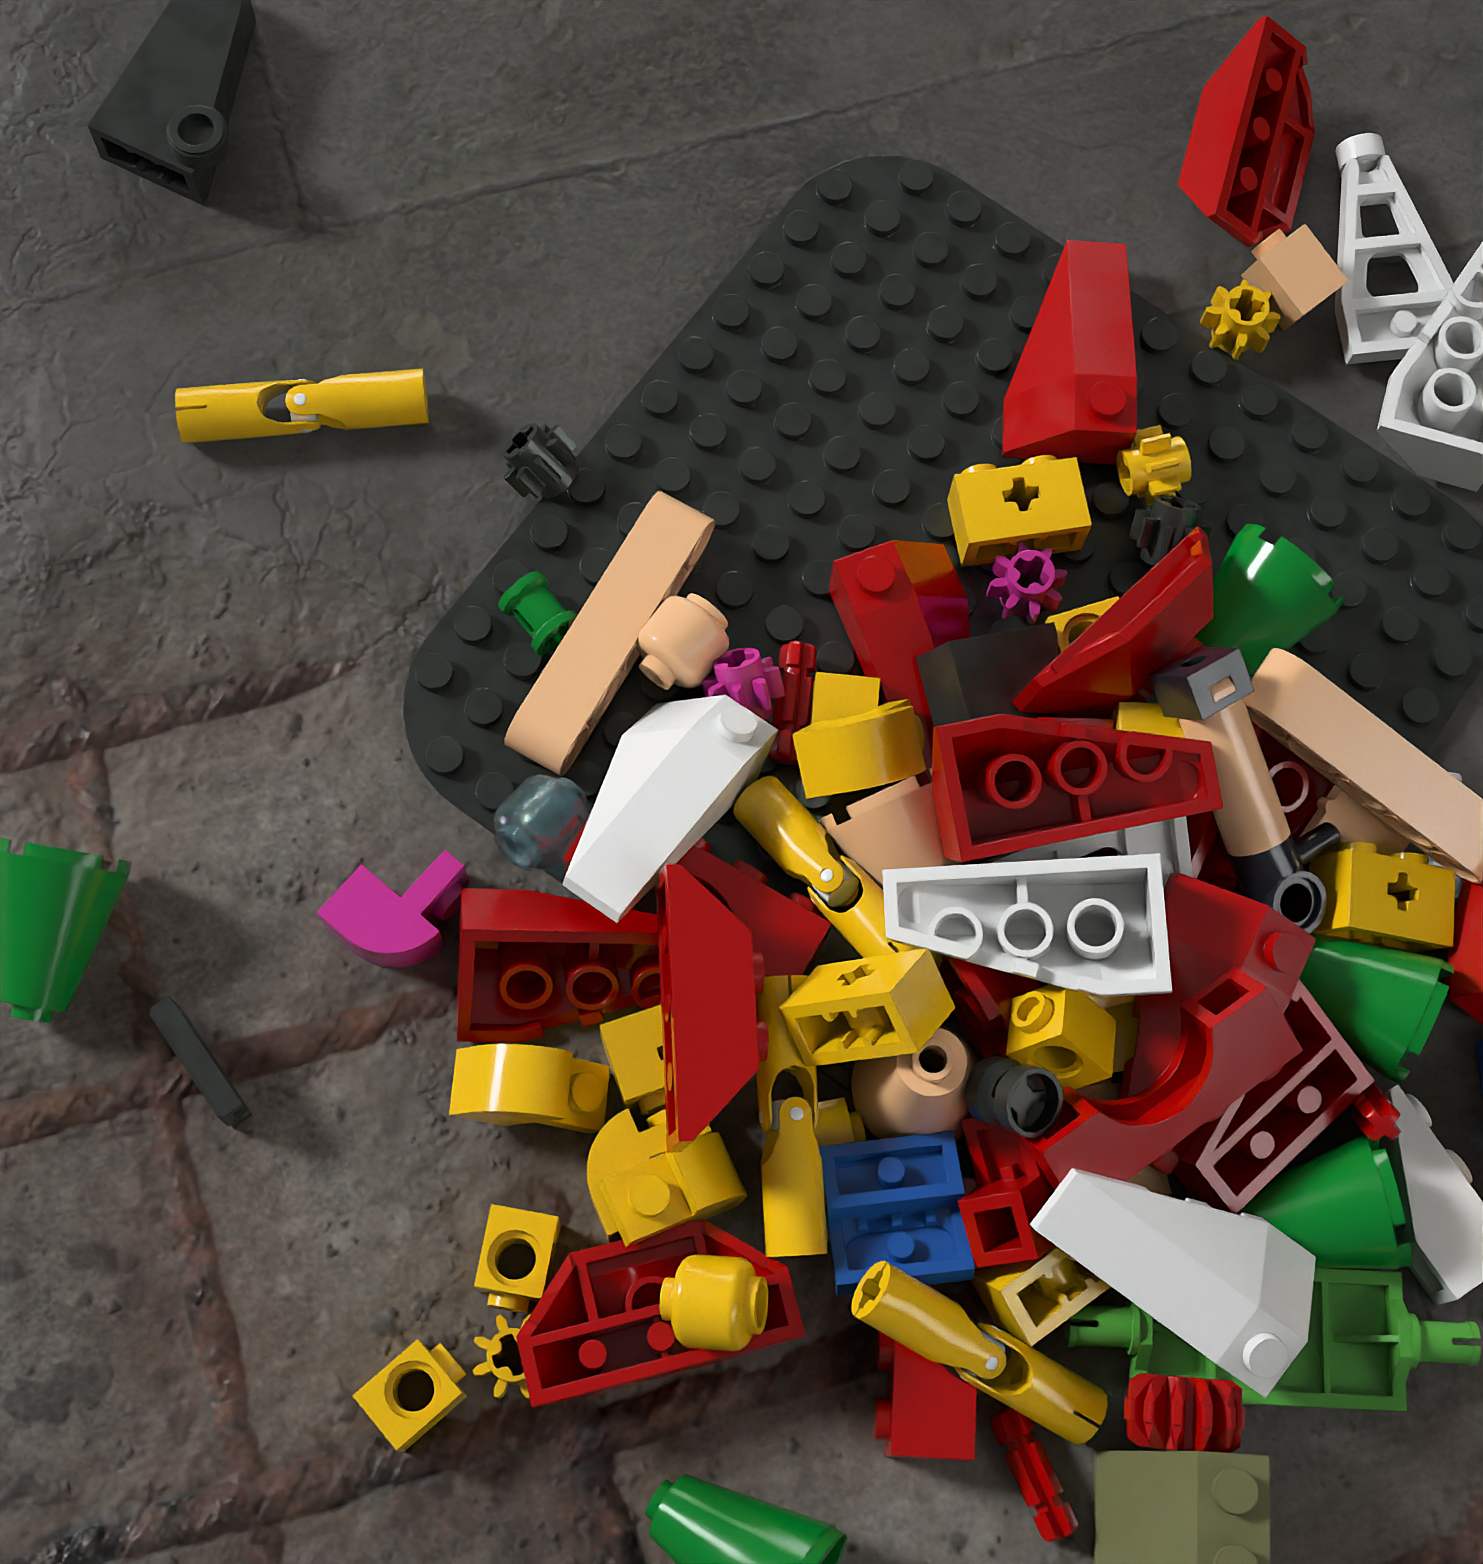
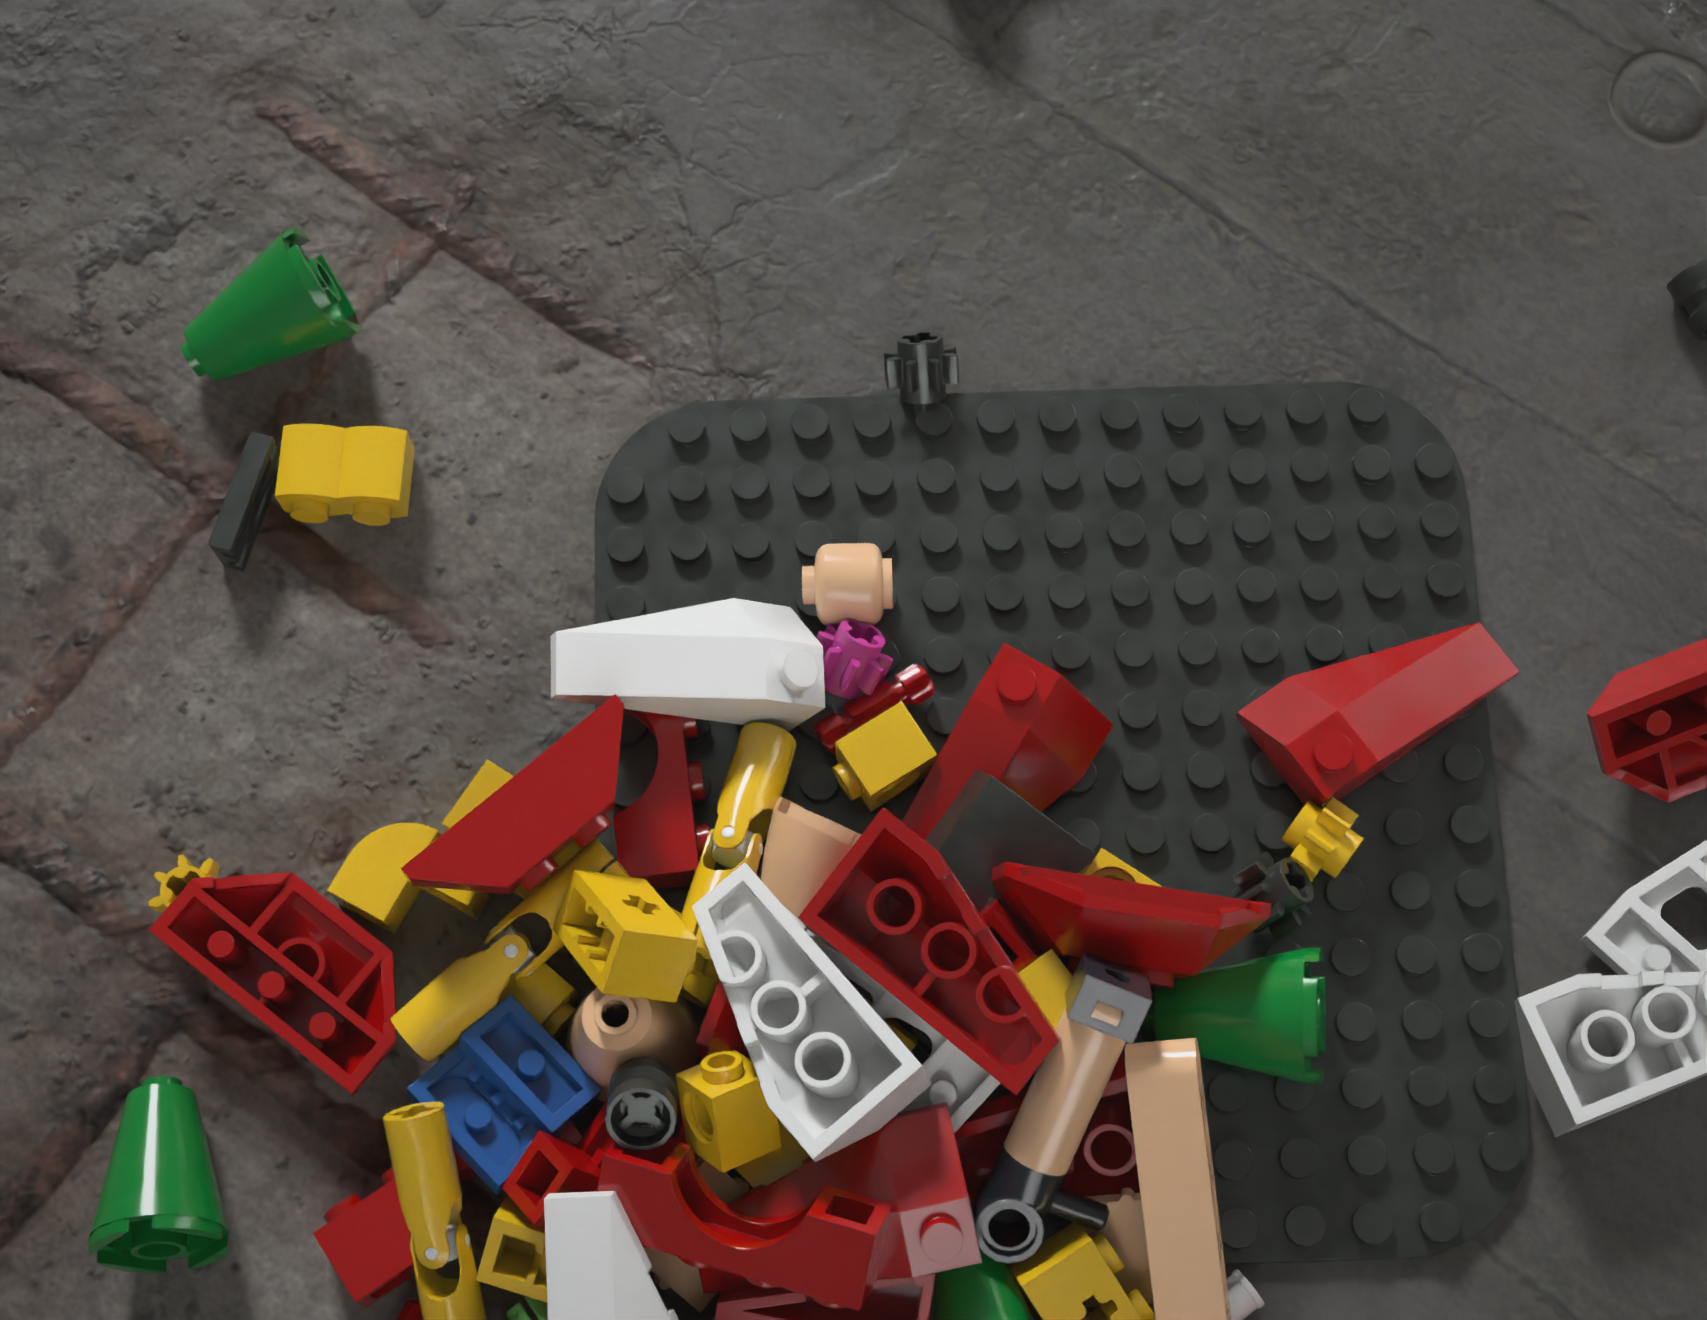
camera: 60 degrees right, 0 degrees up
(244, 964) = (345, 472): none -> yellow brick
(338, 402) = (851, 190): yellow piece -> none
(381, 1399) = (88, 828): yellow brick -> none
(394, 928) = (456, 555): dark pink brick -> none
(510, 1227) = (280, 812): yellow brick -> none
(529, 1086) = (405, 750): yellow brick -> none
(537, 612) = (788, 462): green bush -> none
(540, 822) = (615, 588): clear light blue head -> none
(546, 963) = (495, 678): red wedge -> none
(603, 637) = (790, 526): light nougat beam -> none
(673, 1189) = (409, 919): yellow brick -> none
(715, 1302) = (317, 1000): yellow head -> none
(860, 750) = (851, 779): yellow brick -> none
(1024, 503) = (1204, 789): yellow brick -> none
(1031, 566) = (1114, 823): dark pink gear -> none
(1240, 319) = (1530, 801): yellow gear -> none
(1295, 273) = (1613, 829): light nougat brick -> none

